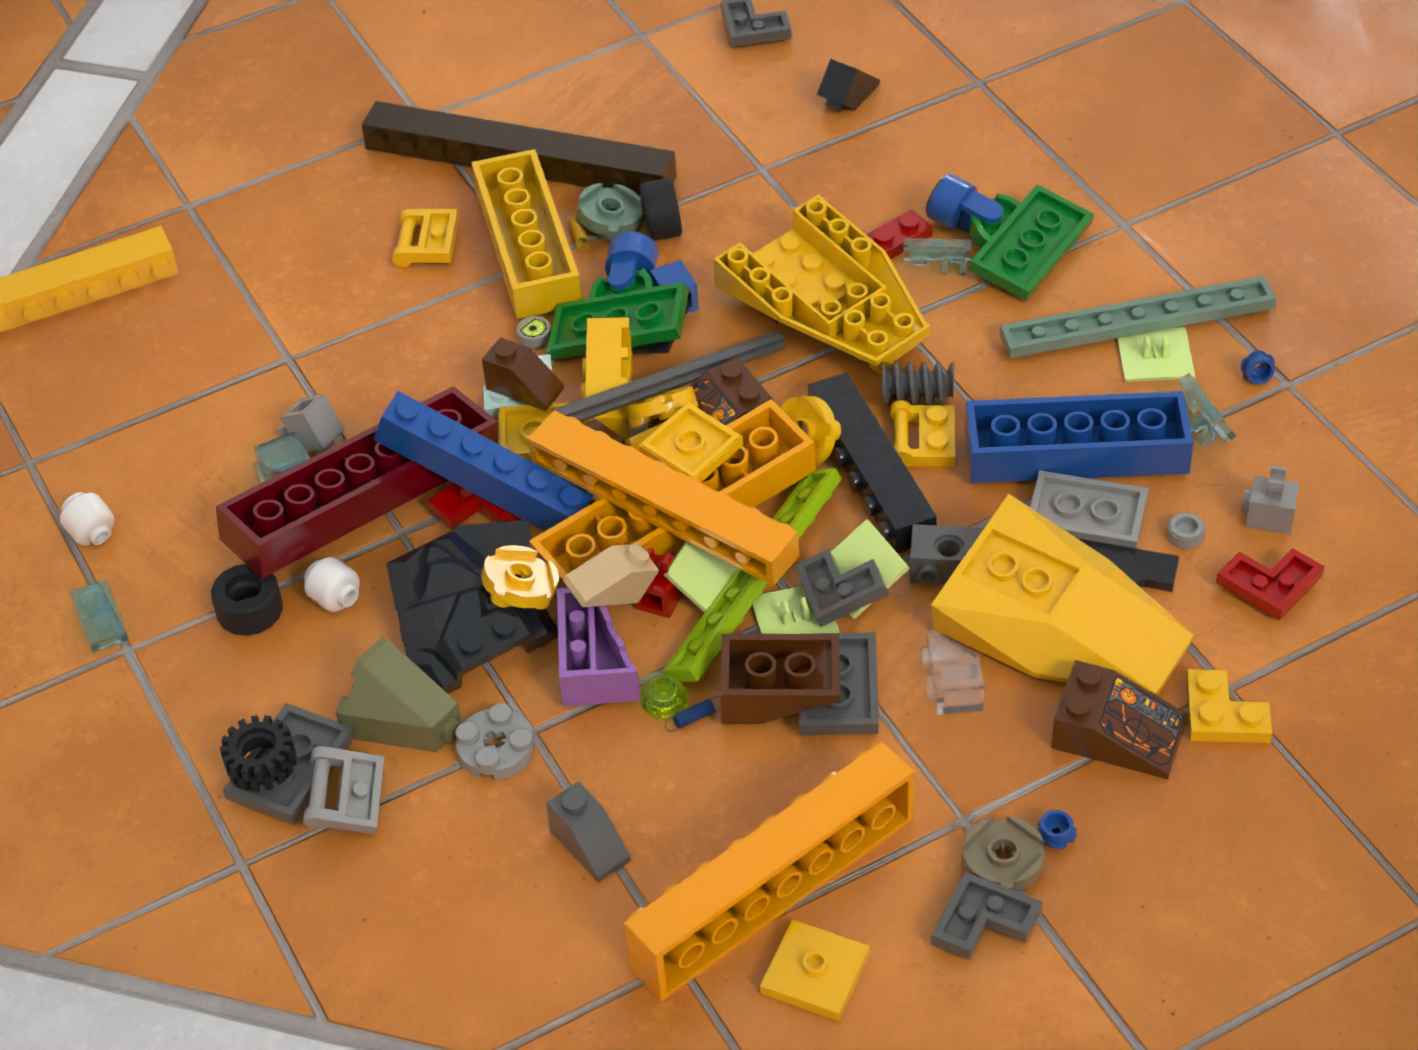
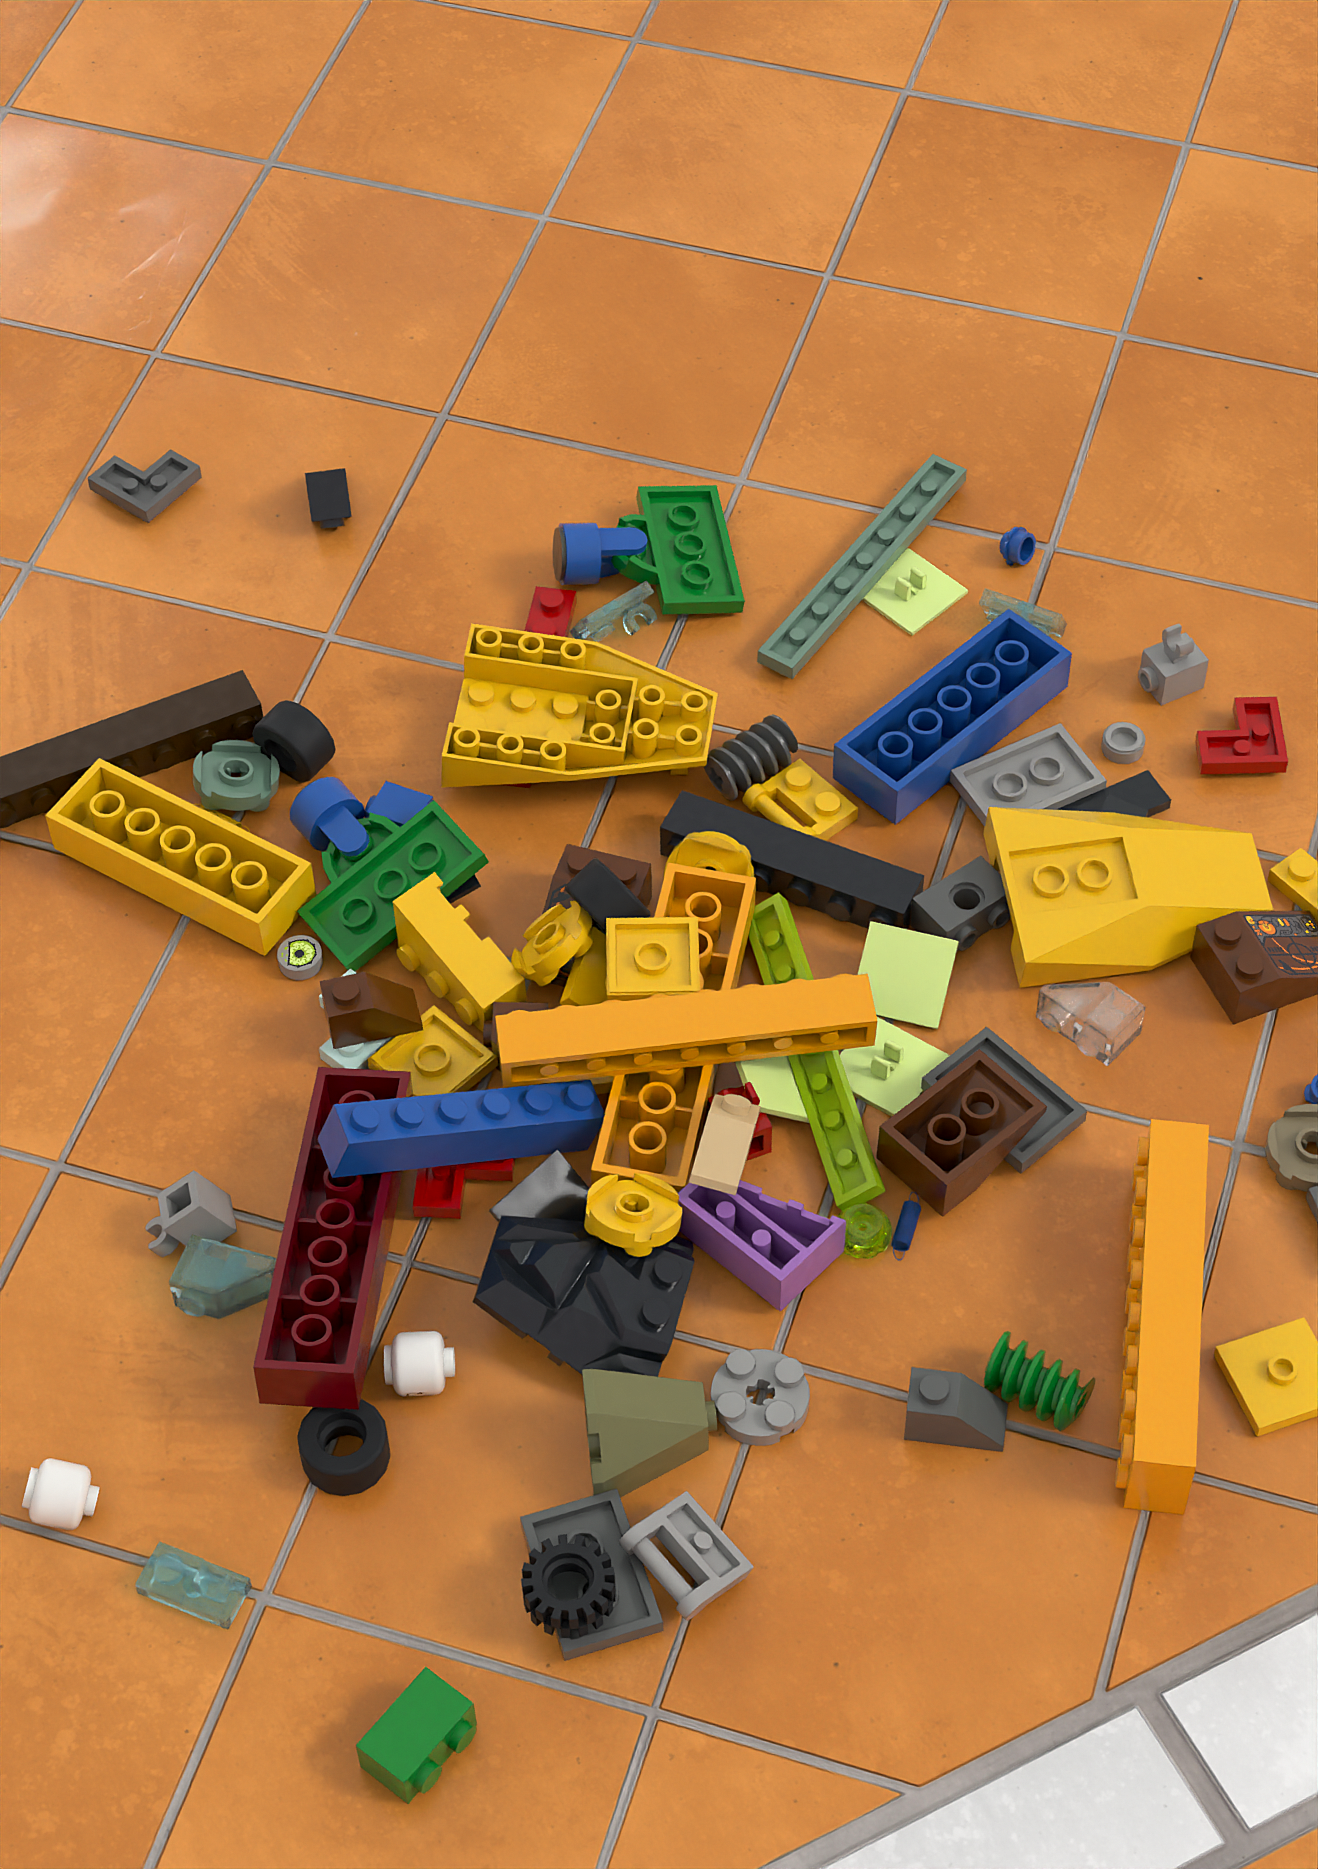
camera: 45 degrees left, 5 degrees up
(105, 772) = (417, 1736): none -> green brick
(435, 239) = (71, 921): yellow plate -> none
(651, 850) = (1036, 1383): none -> green piece
(670, 378) = (524, 912): dark grey axle -> none
(711, 391) = (604, 894): none -> black tyre
(839, 594) = (920, 1012): dark grey plate -> none

